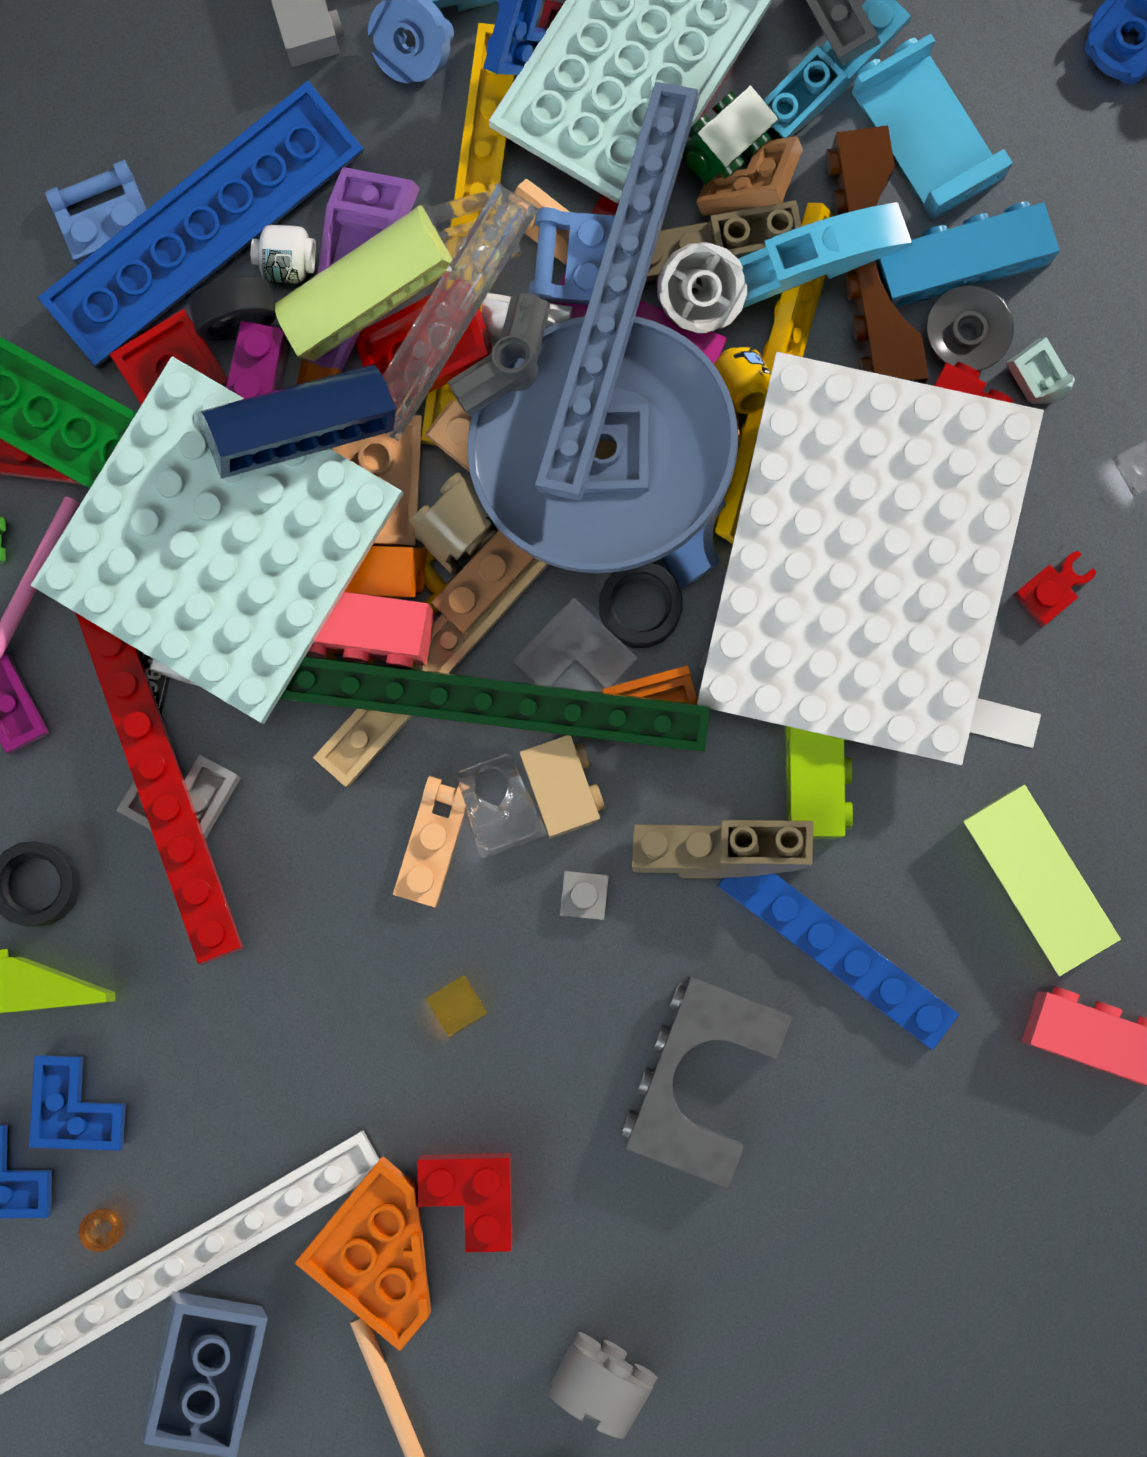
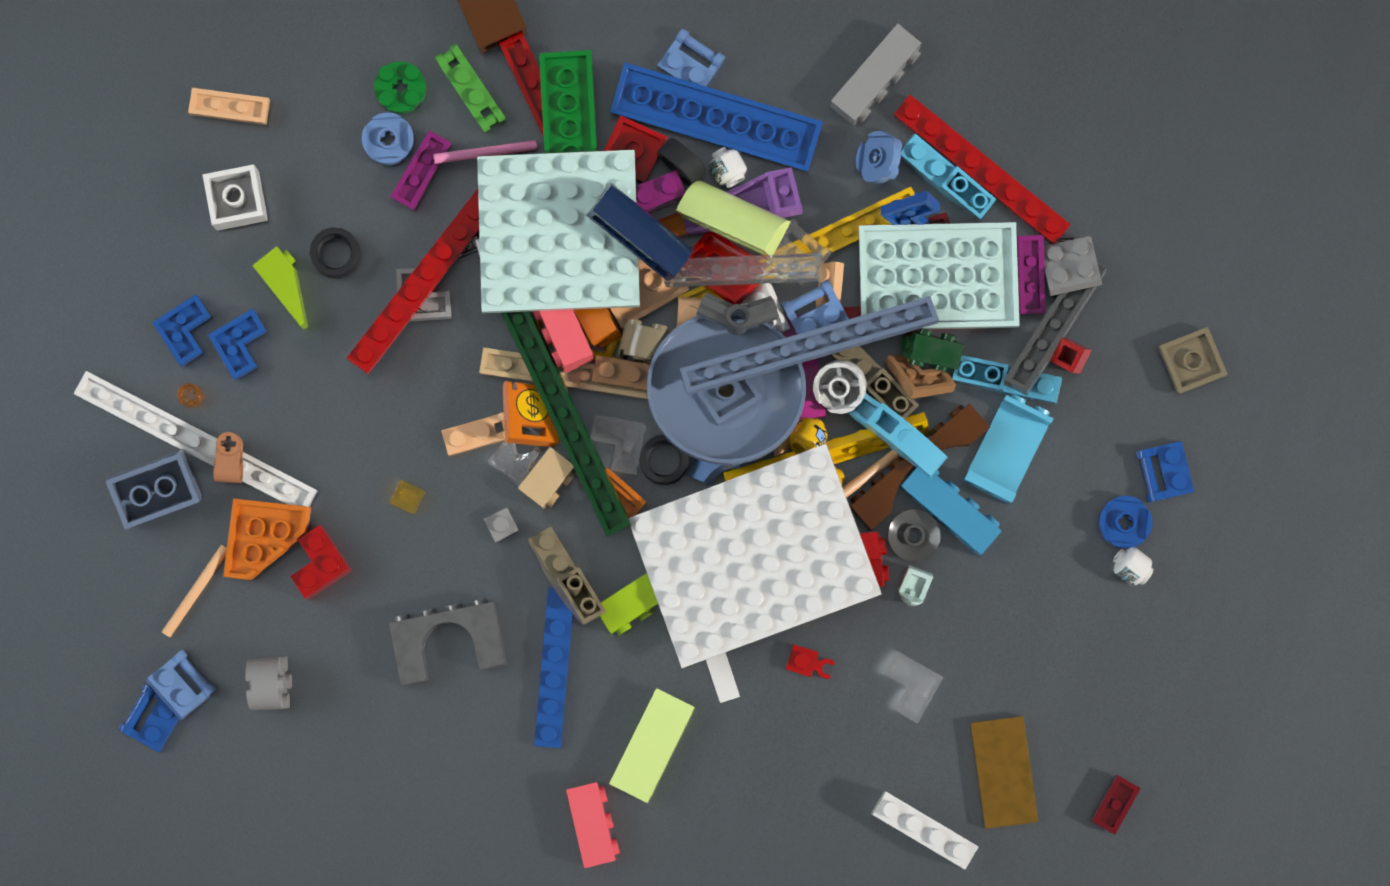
camera: 60 degrees right, 0 degrees up
(240, 1240) = (228, 464): none -> nougat piece
(443, 750) = (526, 409): none -> orange container
(842, 321) = (869, 473): none -> light nougat bar

